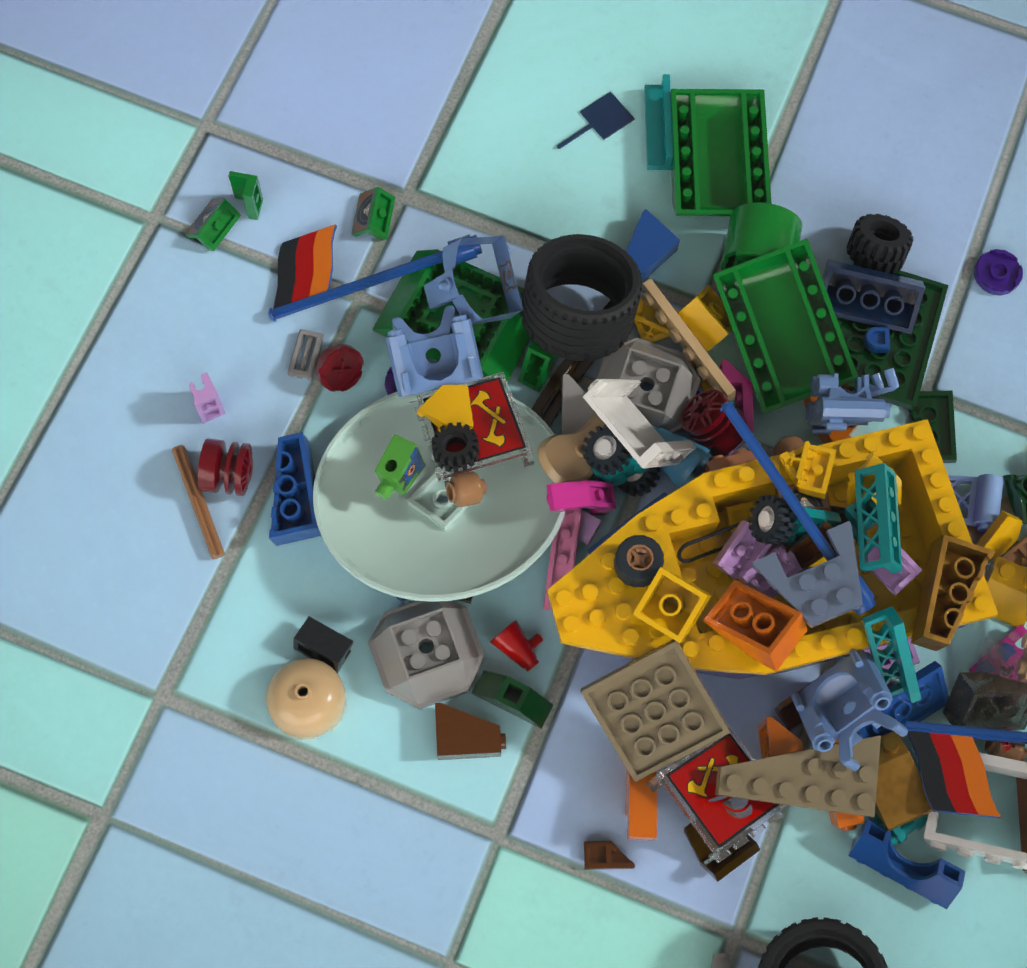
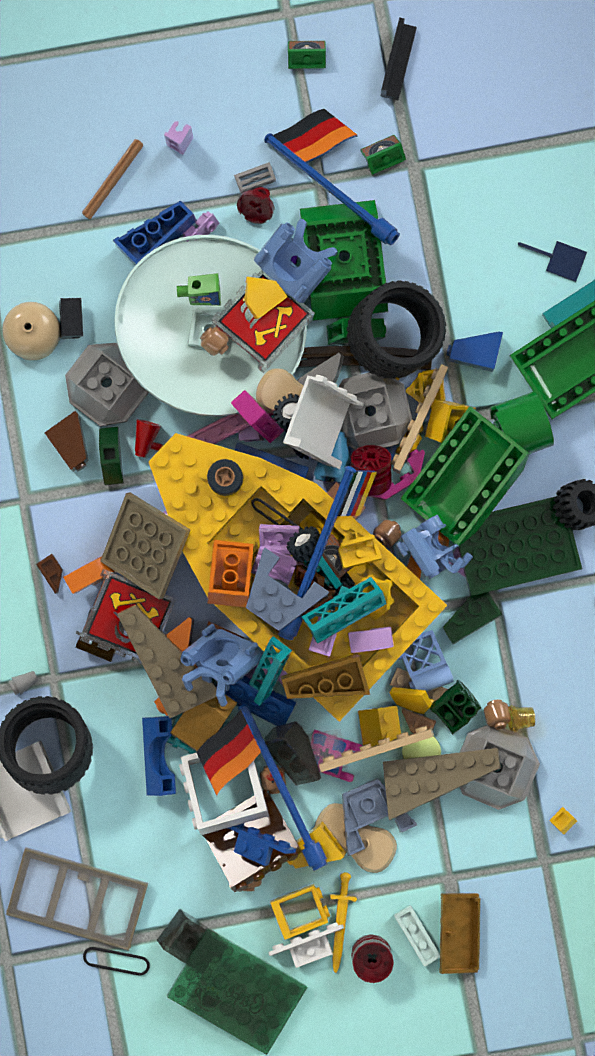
camera: 65 degrees right, 15 degrees up
(221, 466) = (141, 180): dark red wheel -> none
(247, 188) = (340, 66): green panel -> none
(285, 143) = (398, 60): none -> black fence
(319, 433) = (207, 223): none -> lavender hinge
(443, 288) = (341, 236): medium blue piece -> none
(453, 435) = (232, 327): black tyre -> none
(671, 604) = (209, 514): yellow slope -> none
(873, 296) = (533, 520): dark blue slope -> none
(877, 340) = (504, 543): blue tile -> none
(925, 517) = (371, 639): none -> lavender slope

